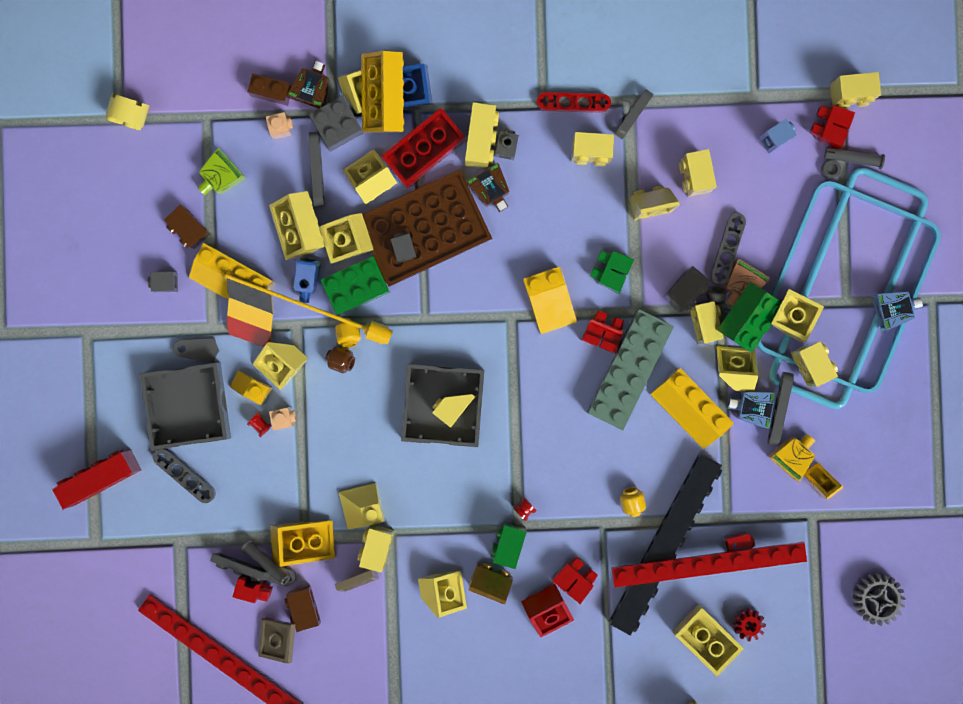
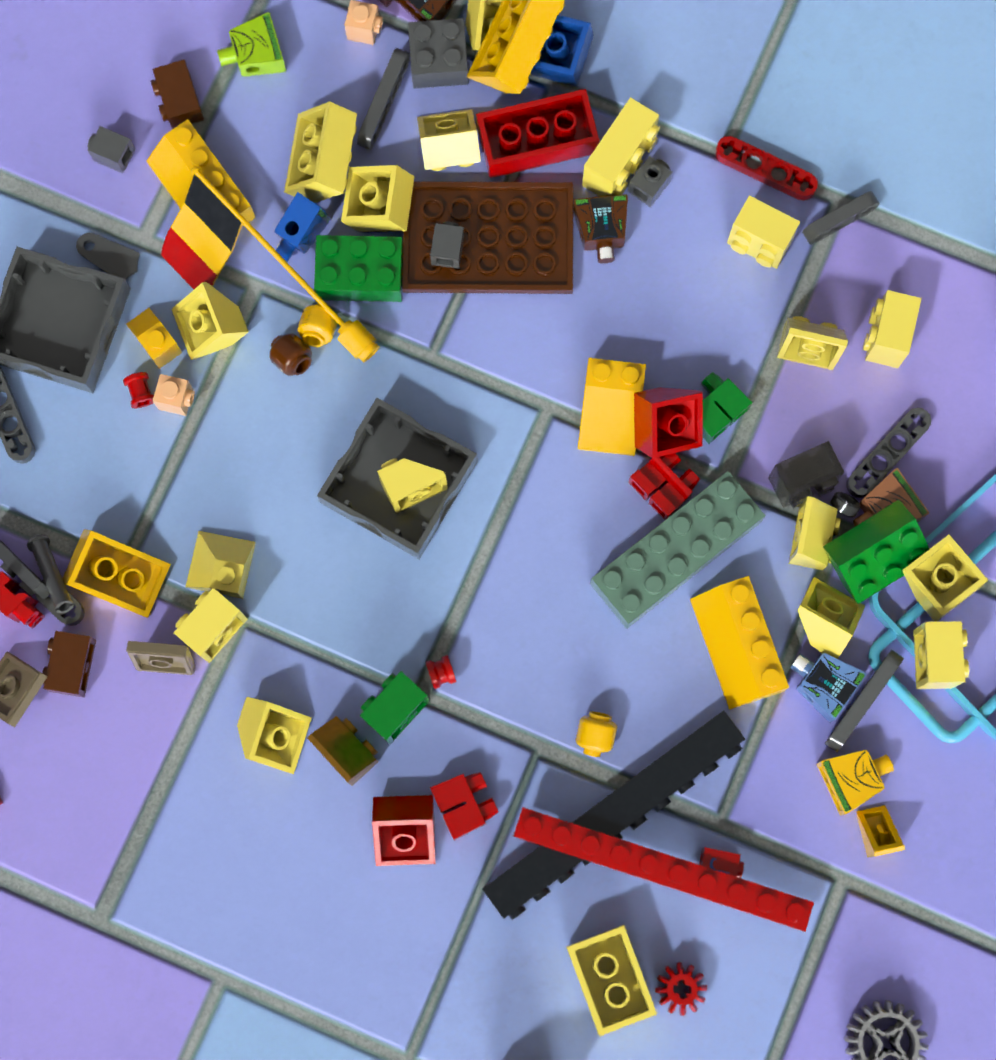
camera: 30 degrees right, 10 degrees down
(589, 295) = (668, 420): none -> red slope

